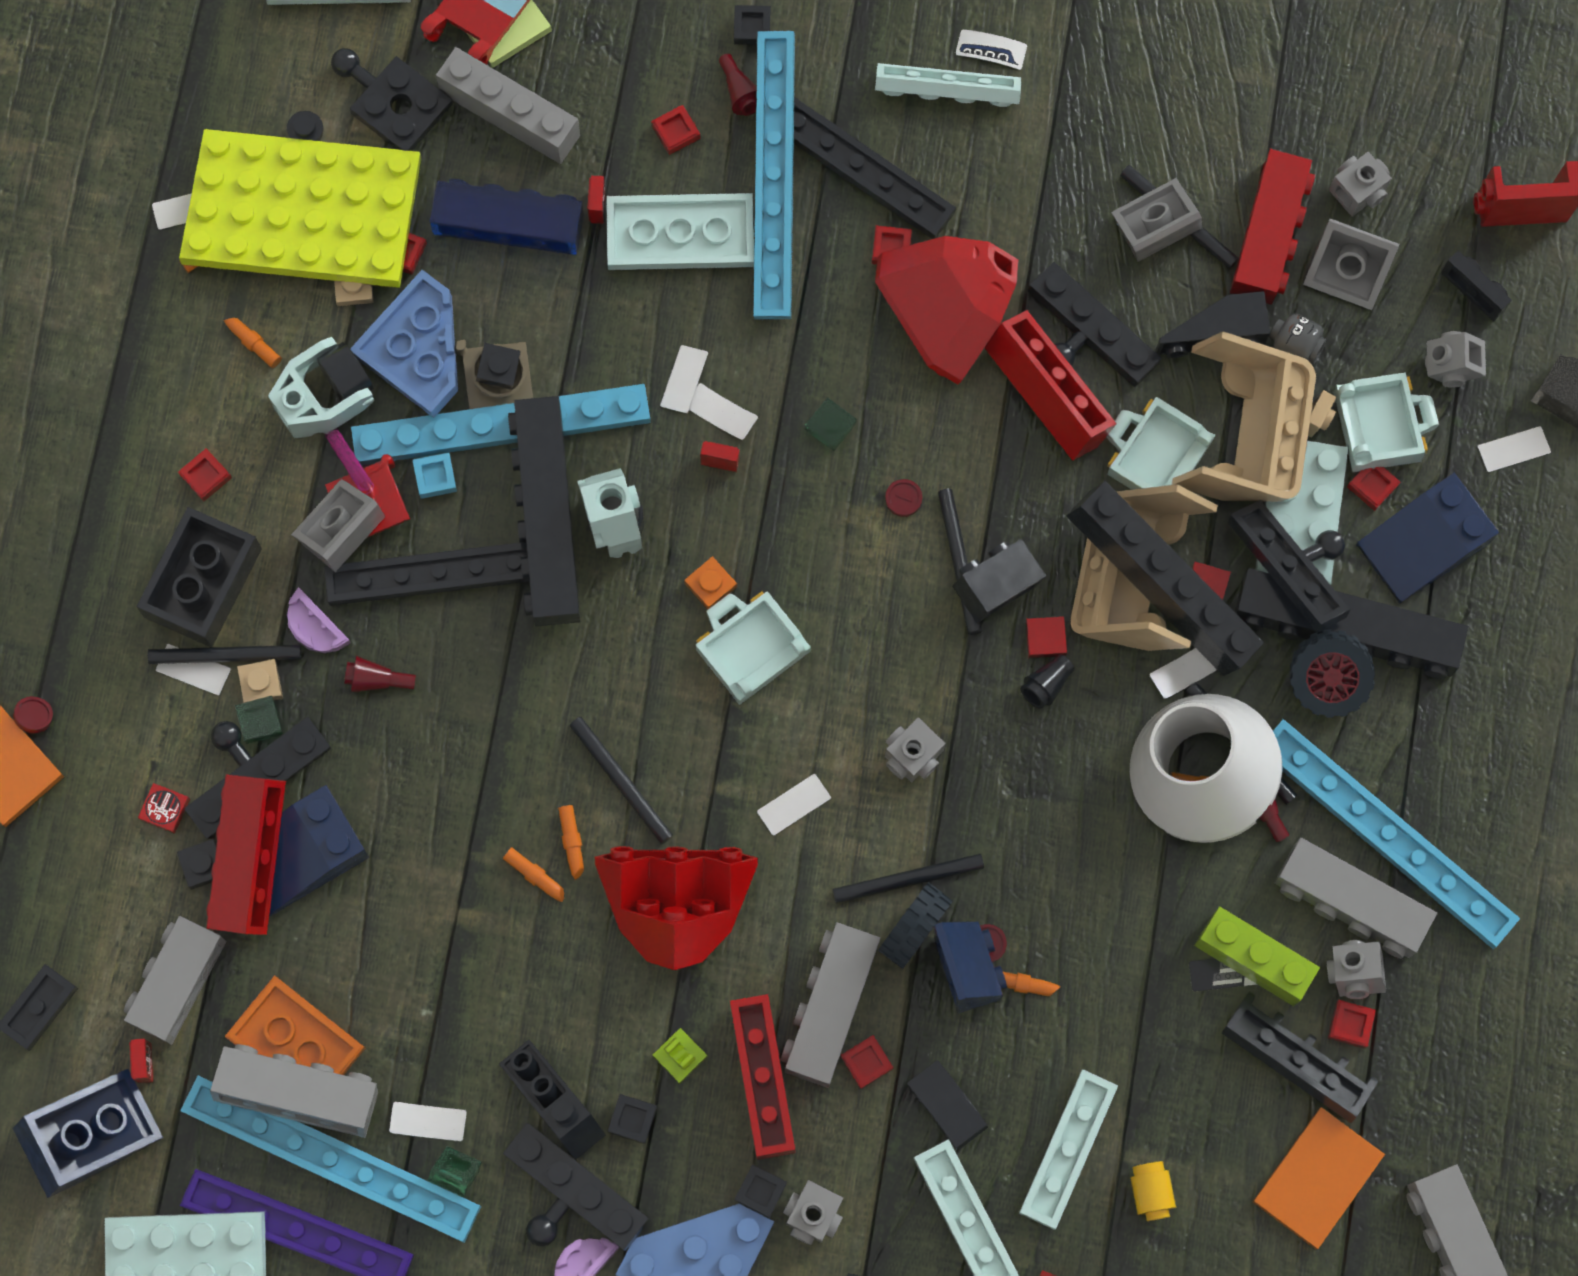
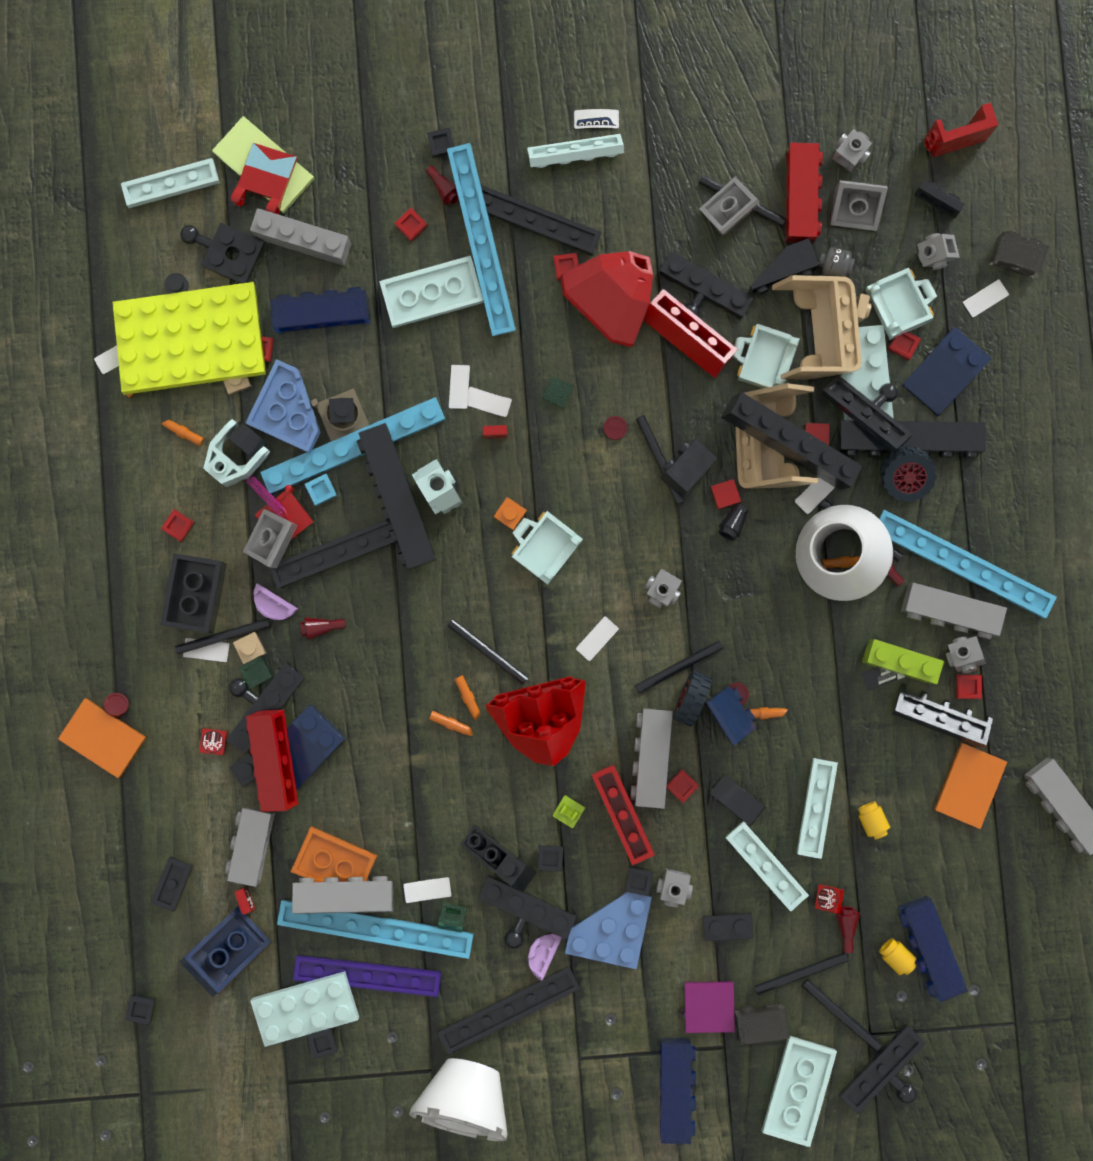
camera: 10 degrees left, 10 degrees up
(596, 199) = (373, 284): red tile -> none

